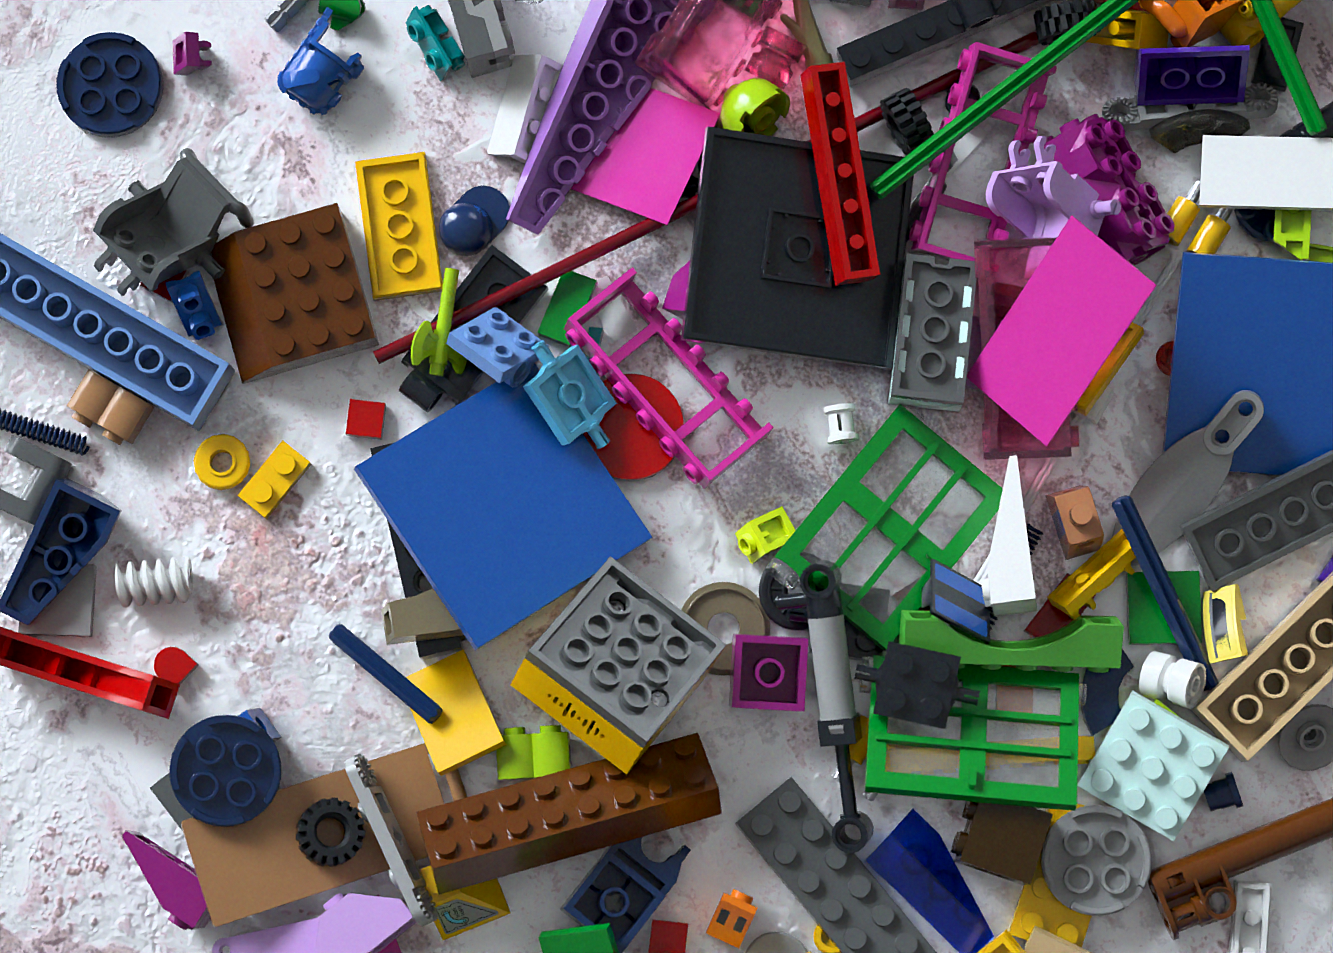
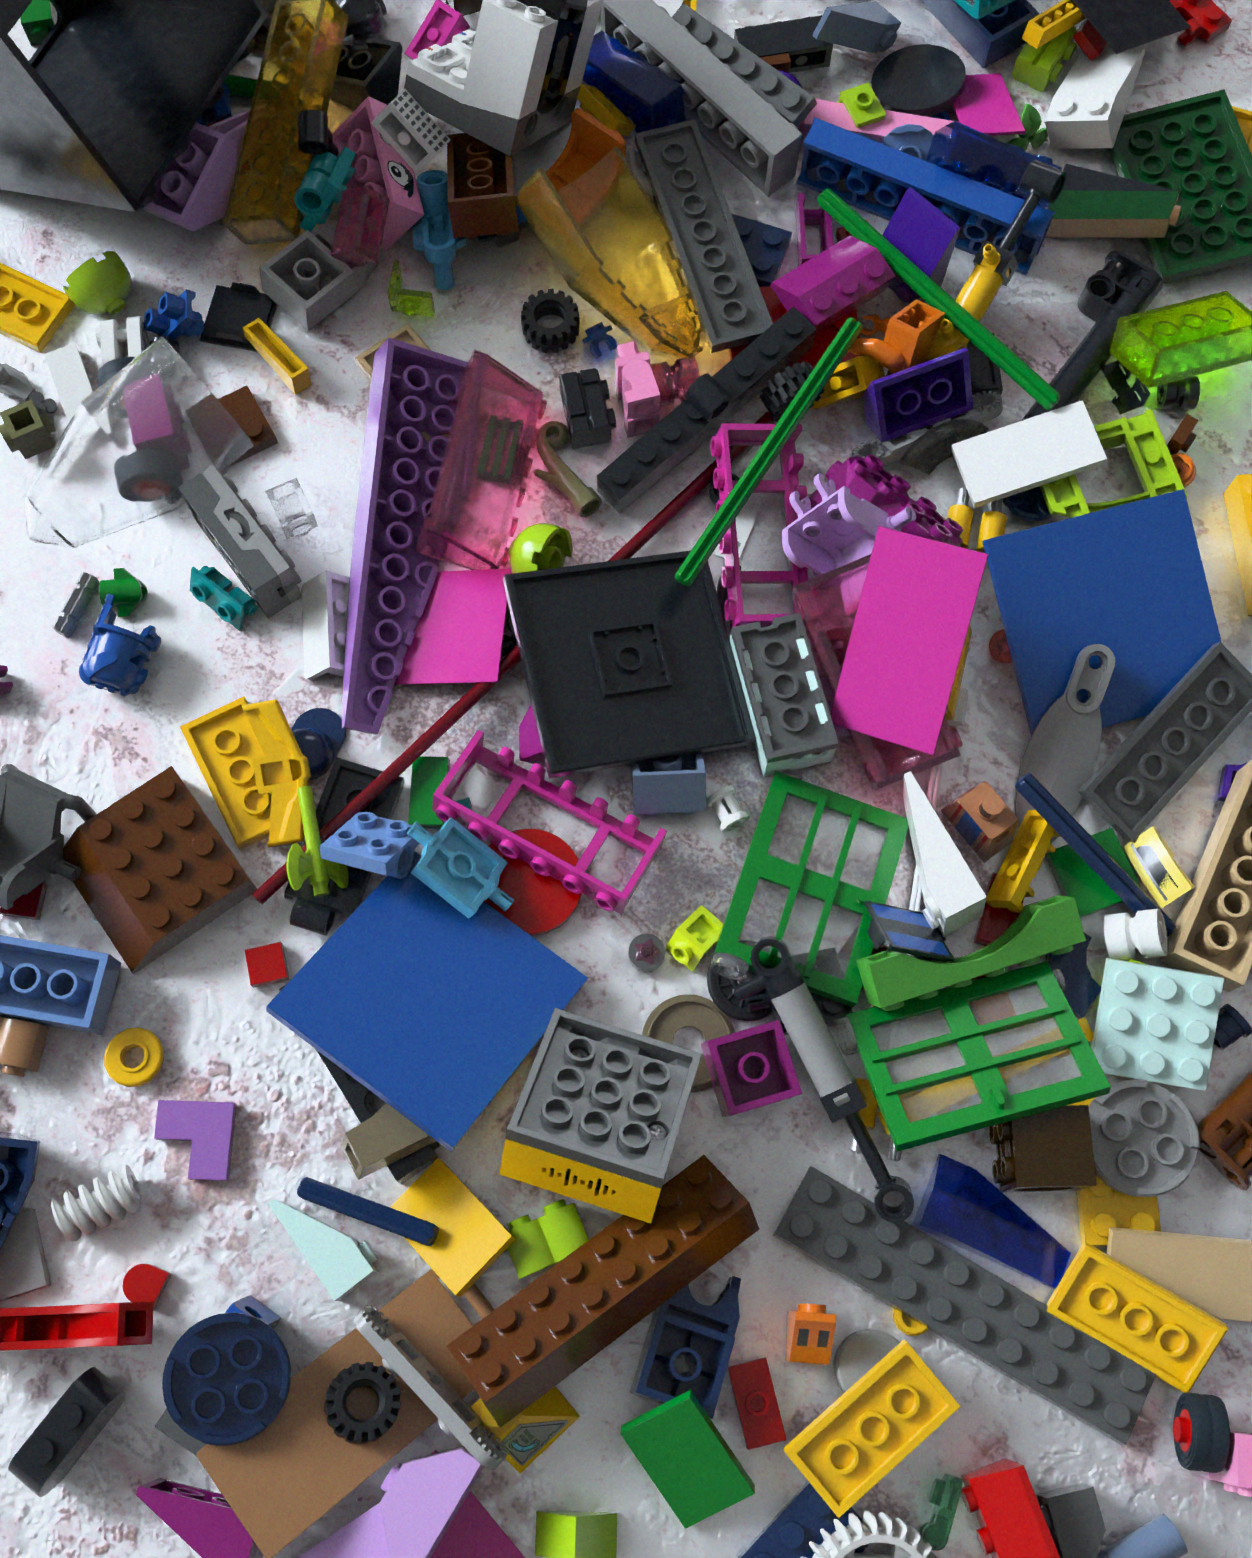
camera: 25 degrees left, 10 degrees down
(75, 765) = (66, 1431): none -> black brick
(194, 305) = (58, 911): blue hips -> none
(269, 552) = (208, 1127): none -> medium lavender tile
(274, 479) = (193, 1056): yellow plate -> none
(343, 700) = (333, 1256): none -> light aqua slope
(435, 242) = (279, 771): none -> yellow plate
(715, 532) = (646, 952): none -> dark grey tile
(775, 57) = (544, 501): clear pink wheel -> none
(793, 383) = (669, 786): none -> sand blue slope
(840, 173) = (644, 575): red brick -> none
(906, 120) = (683, 516): black tyre -> none
(917, 685) = (904, 1025): black plate -> none

